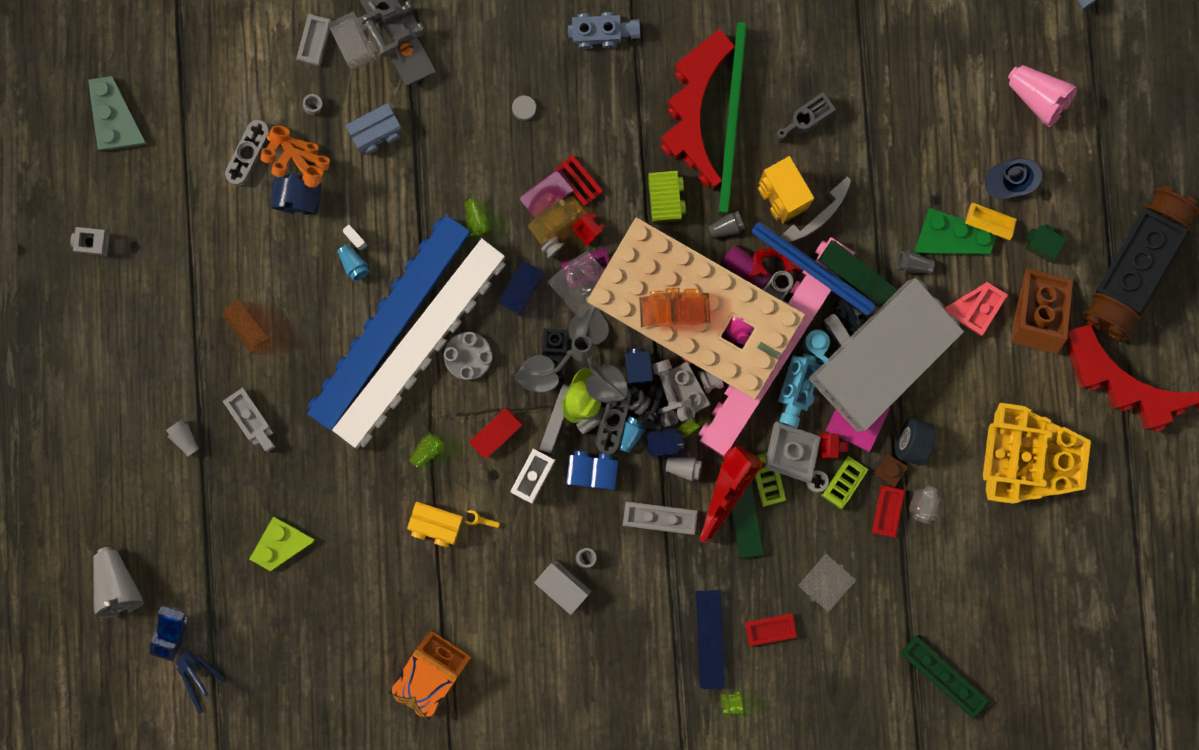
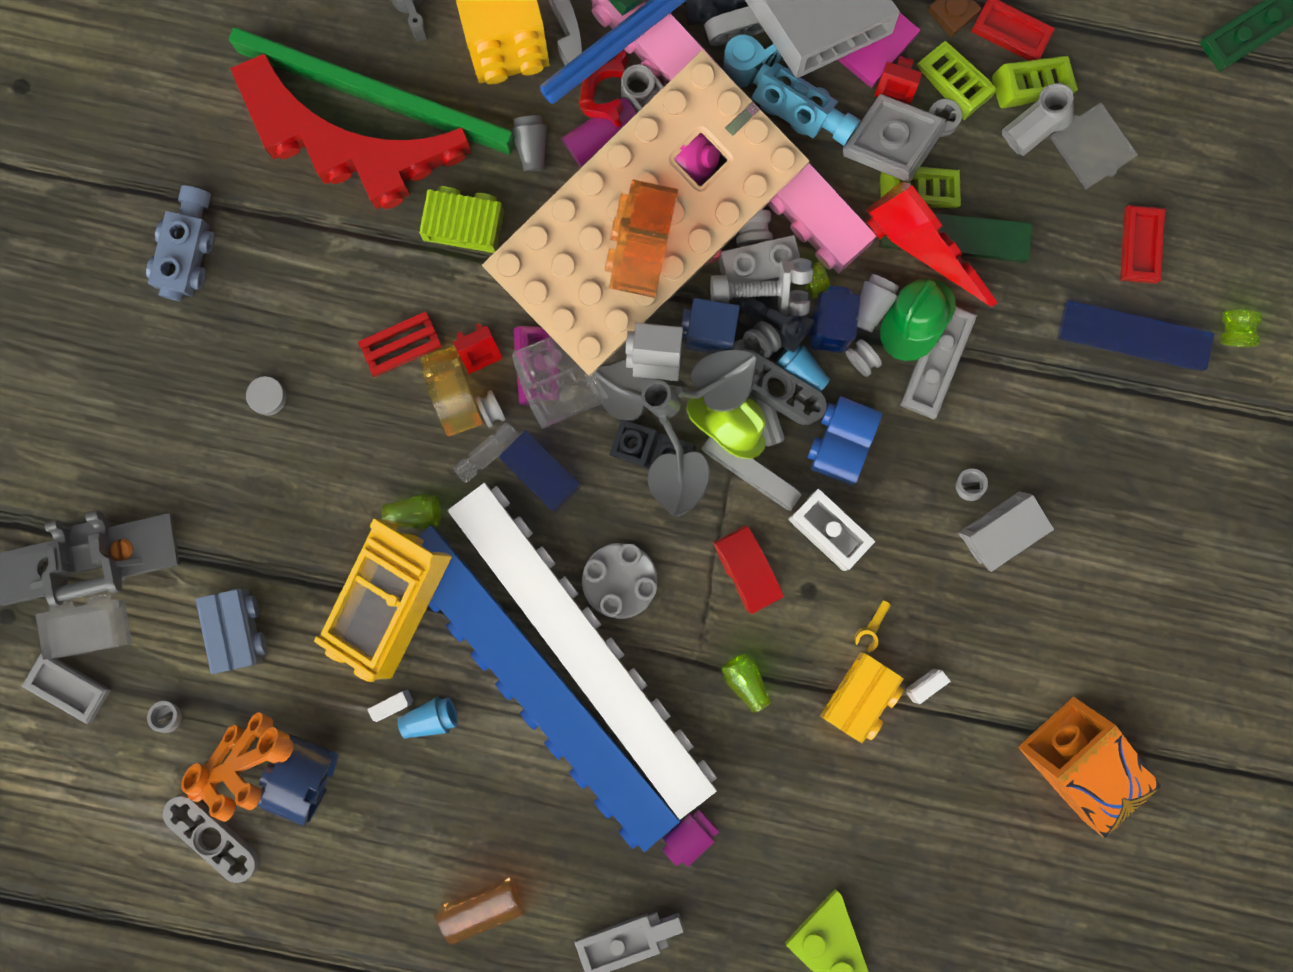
camera: 80 degrees left, 0 degrees up
(322, 440) = (690, 838): none -> magenta brick
(415, 215) = (382, 602): none -> yellow door
(453, 561) = (927, 685): none -> white tile
(525, 252) = (486, 452): none -> clear axle
(546, 193) = (406, 395): magenta slope -> none
(612, 337) = (654, 351): none -> light grey brick
(647, 470) = (863, 358): none -> light grey bush
(682, 498) = (917, 319): none -> green piece
(829, 540) = (1039, 120): none -> light grey piece
(860, 520) = (1011, 84): none -> lime slope

